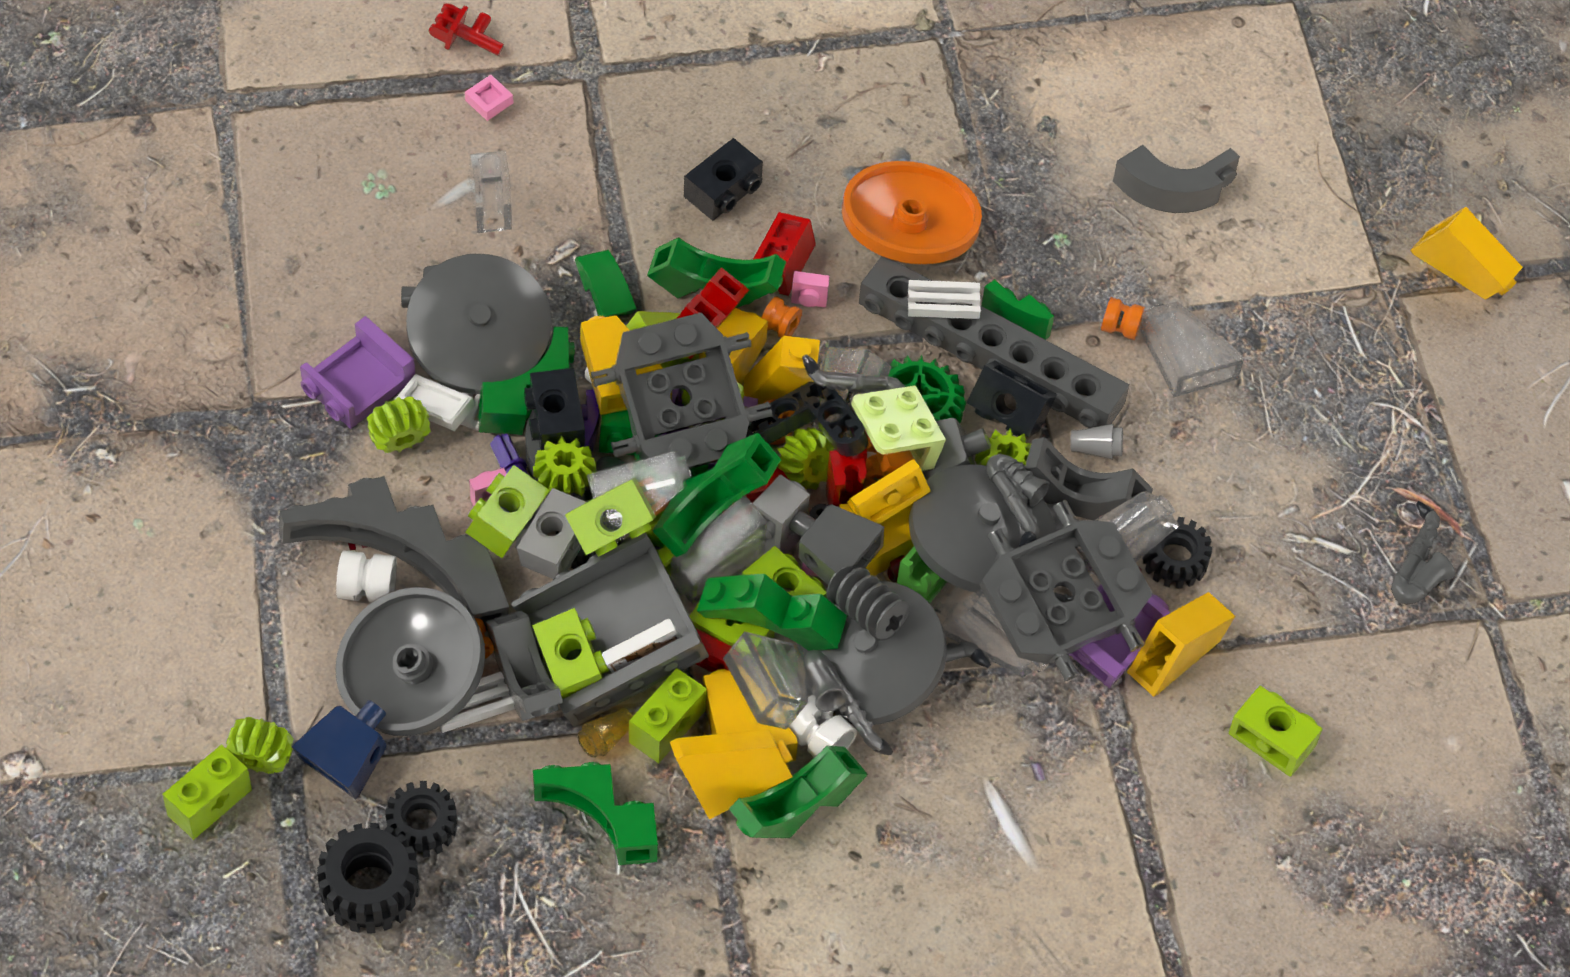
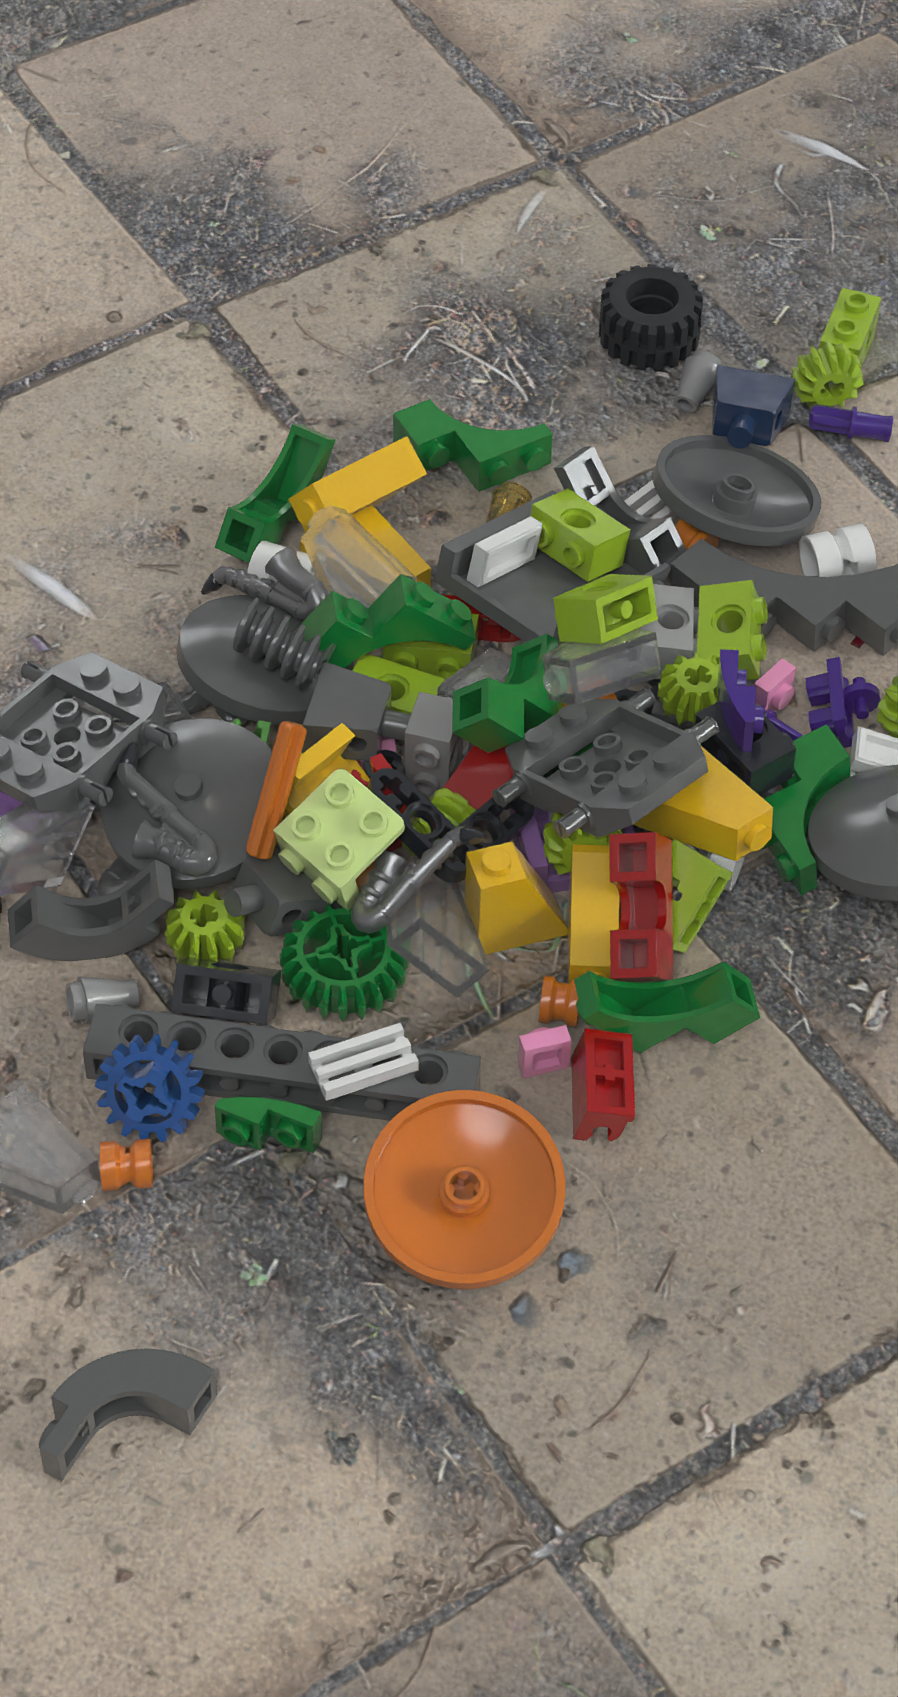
camera: 160 degrees right, 5 degrees down
(258, 708) = (851, 422): none -> dark purple axle
(364, 805) = (696, 380): none -> light grey cone
(429, 799) = (637, 403): black tyre -> none
(458, 449) = (844, 701): none -> dark purple hips
(557, 405) = (738, 701): none -> dark purple slope
(606, 283) = (797, 963): green slope -> none
(667, 715) = (451, 517): lime brick -> none
(723, 179) = (727, 1182): black brick -> none
(933, 457) = (276, 789): none -> orange axle
(1092, 343) = (169, 1099): none -> blue gear

